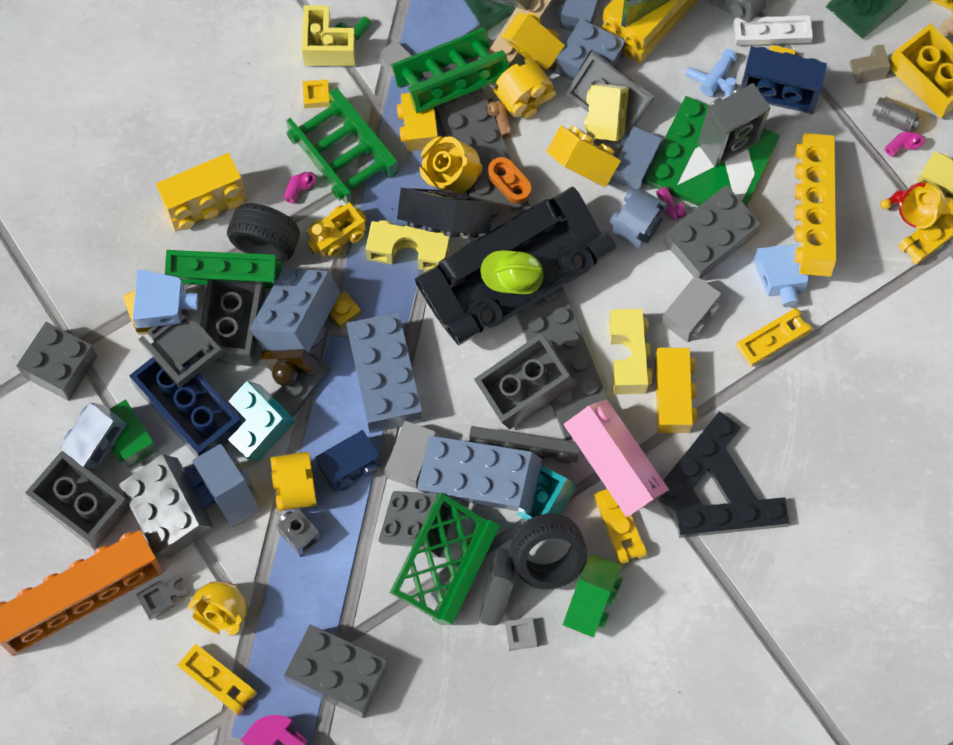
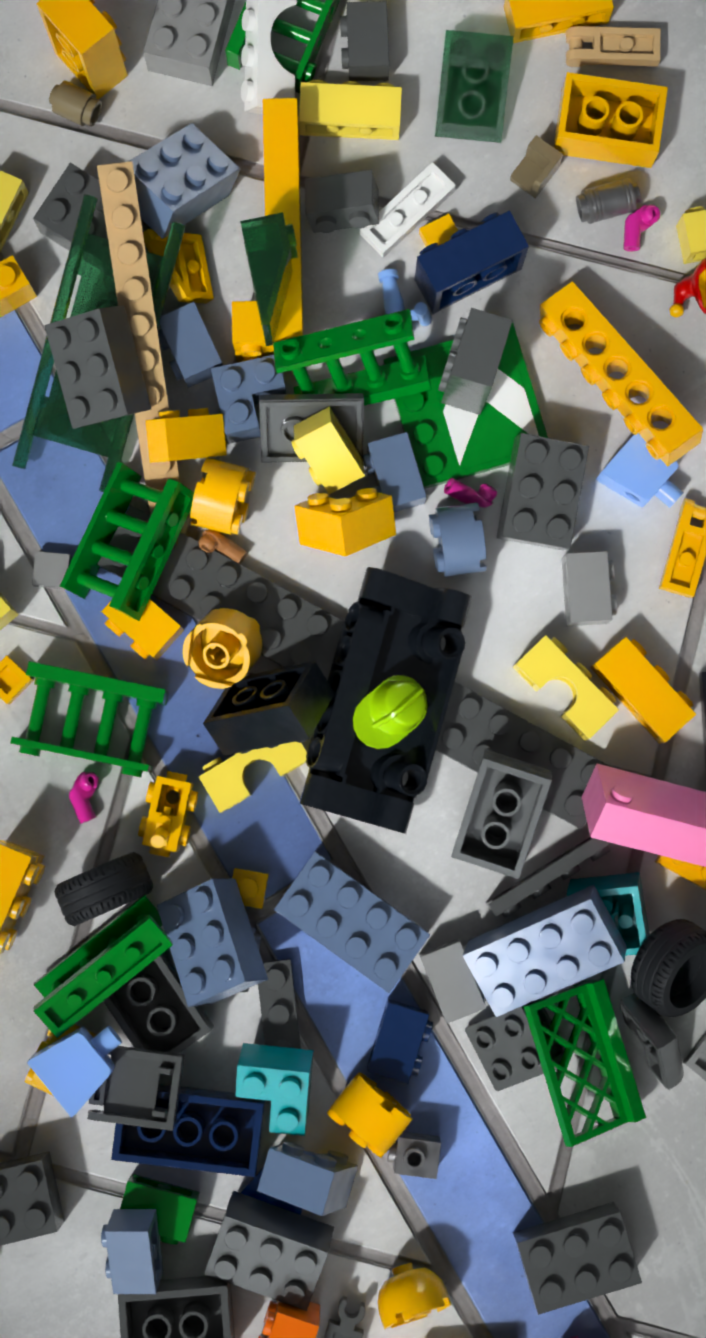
camera: 45 degrees left, 15 degrees up
(287, 364) = (254, 1004): dark brown tile -> none
(511, 181) = (296, 612): orange plate -> none
(667, 99) = (361, 337): none -> green fence

